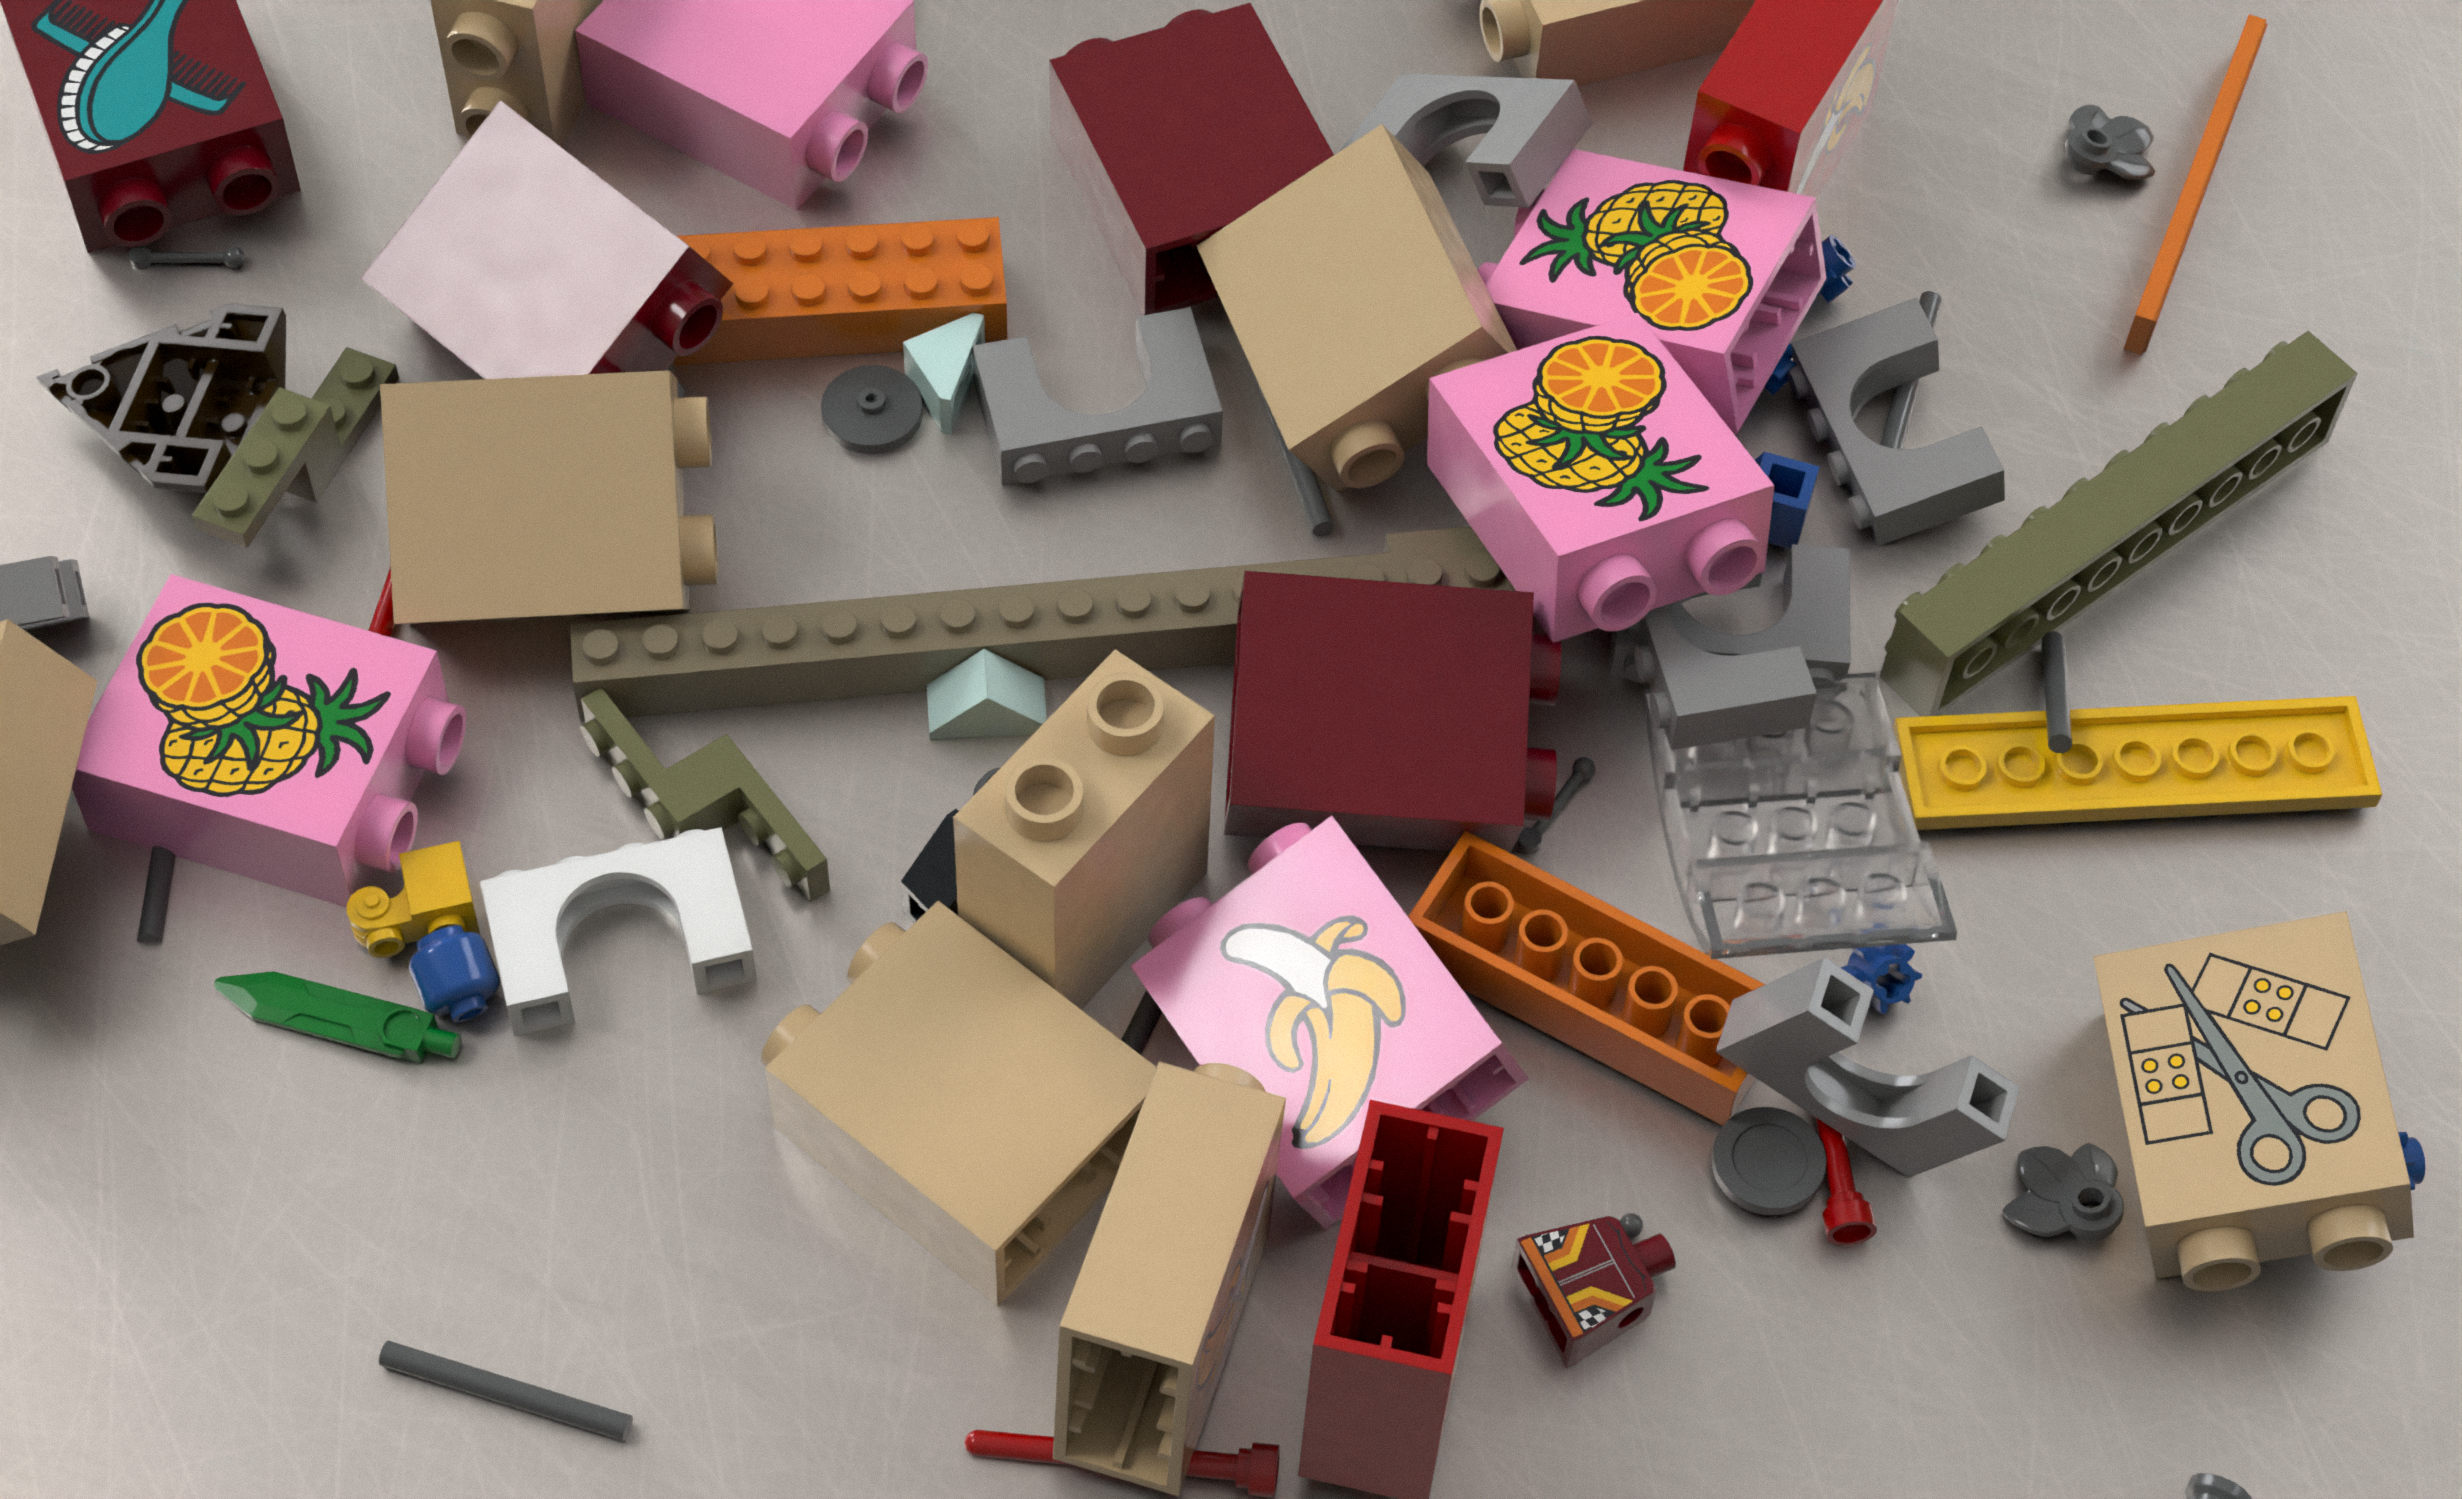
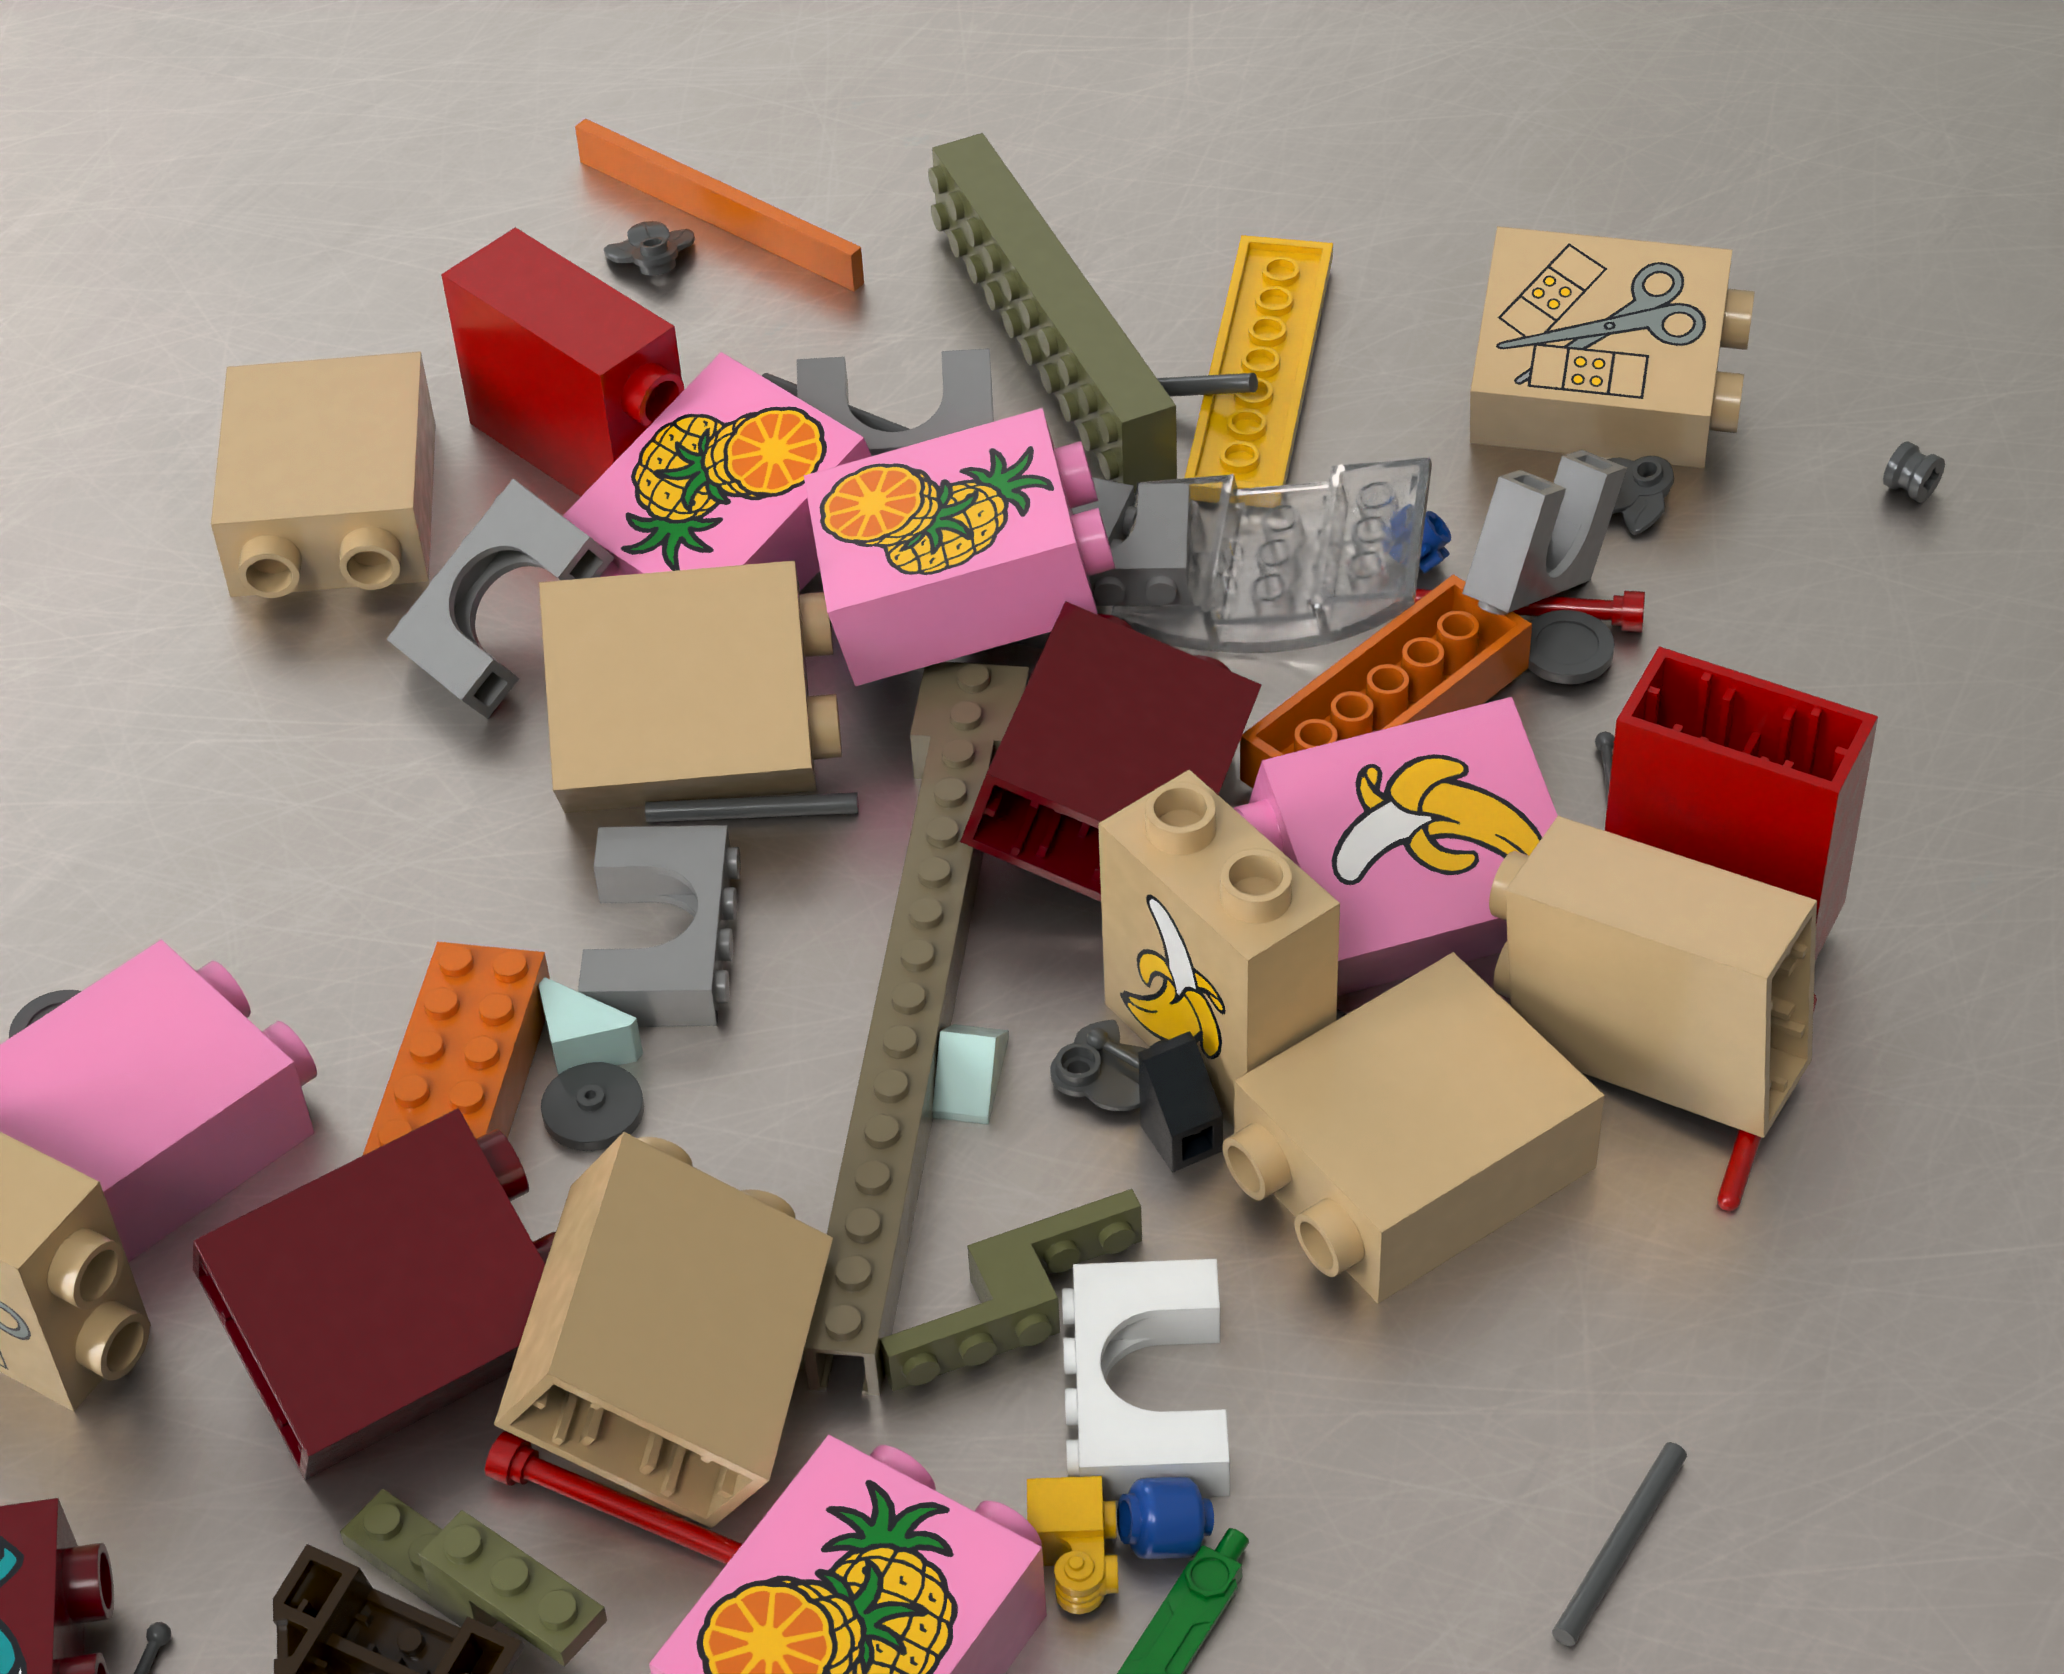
camera: 70 degrees left, 10 degrees down
(1179, 141) = (415, 795): dark red brick -> none

